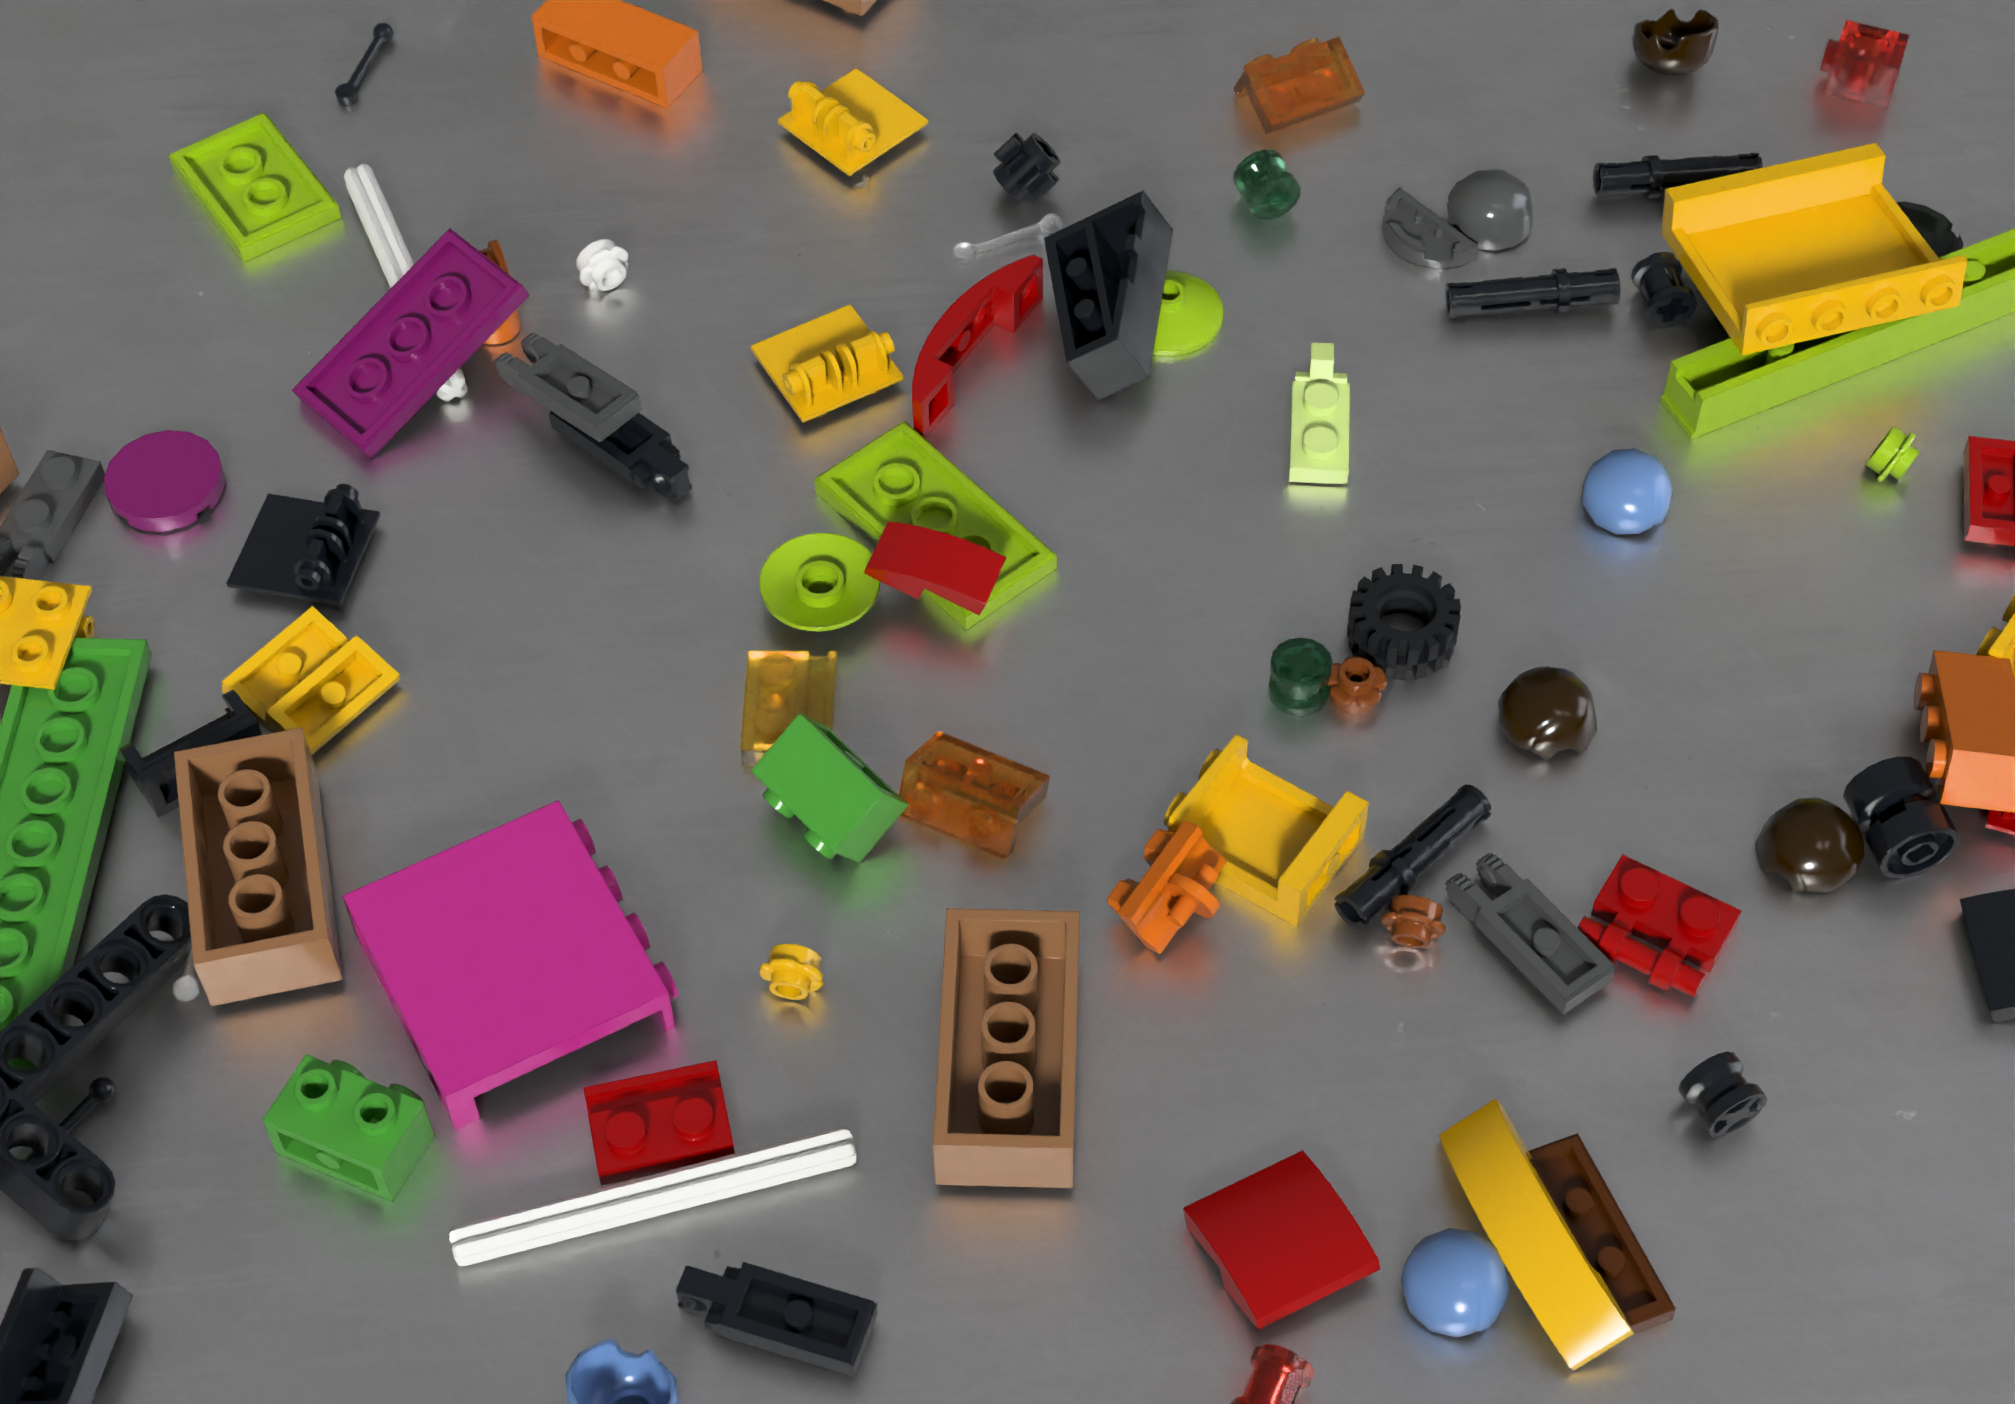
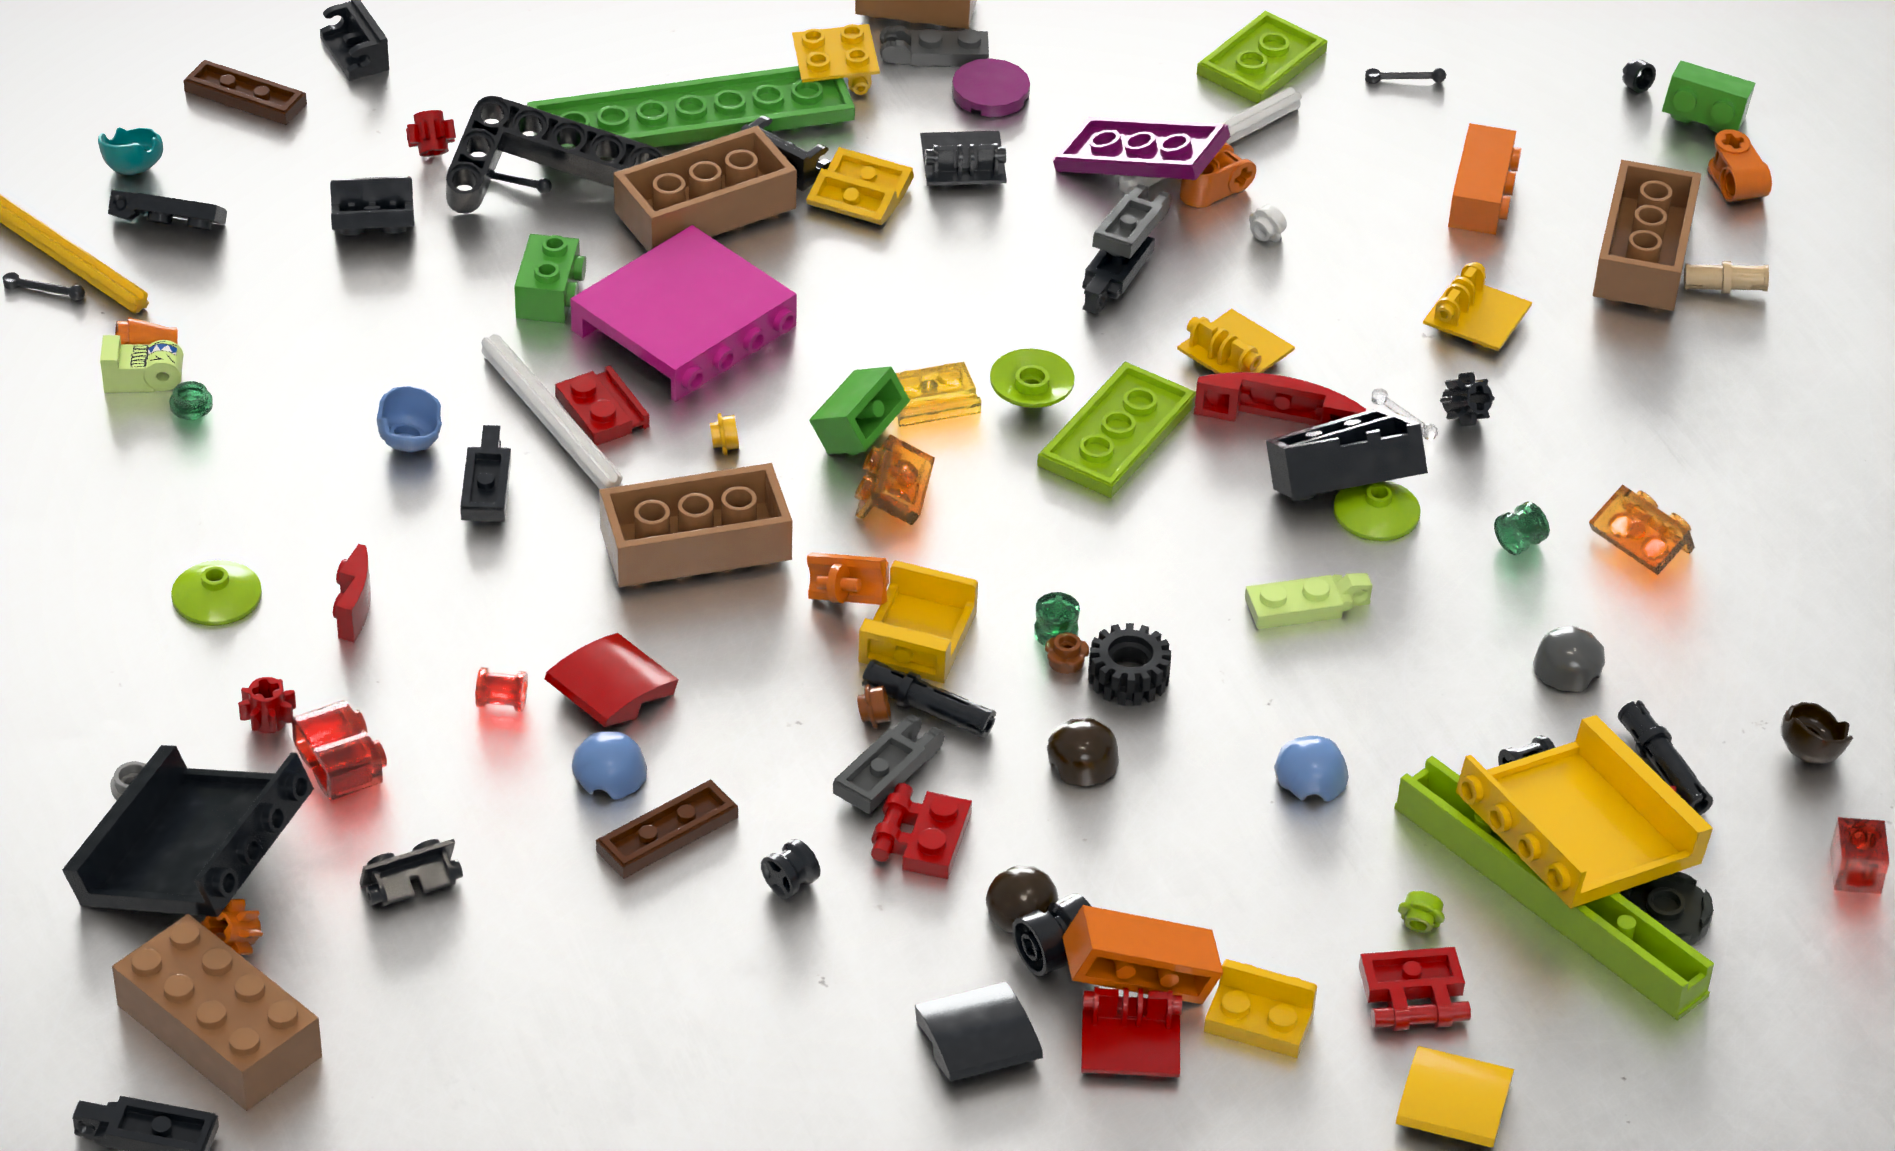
camera: 70 degrees right, 10 degrees down
(932, 560) = (1060, 421): red slope -> none
(1423, 236) = (1526, 626): dark grey tile -> none
(1533, 1236) = (608, 809): yellow slope -> none
(1542, 292) = (1497, 703): black pin -> none

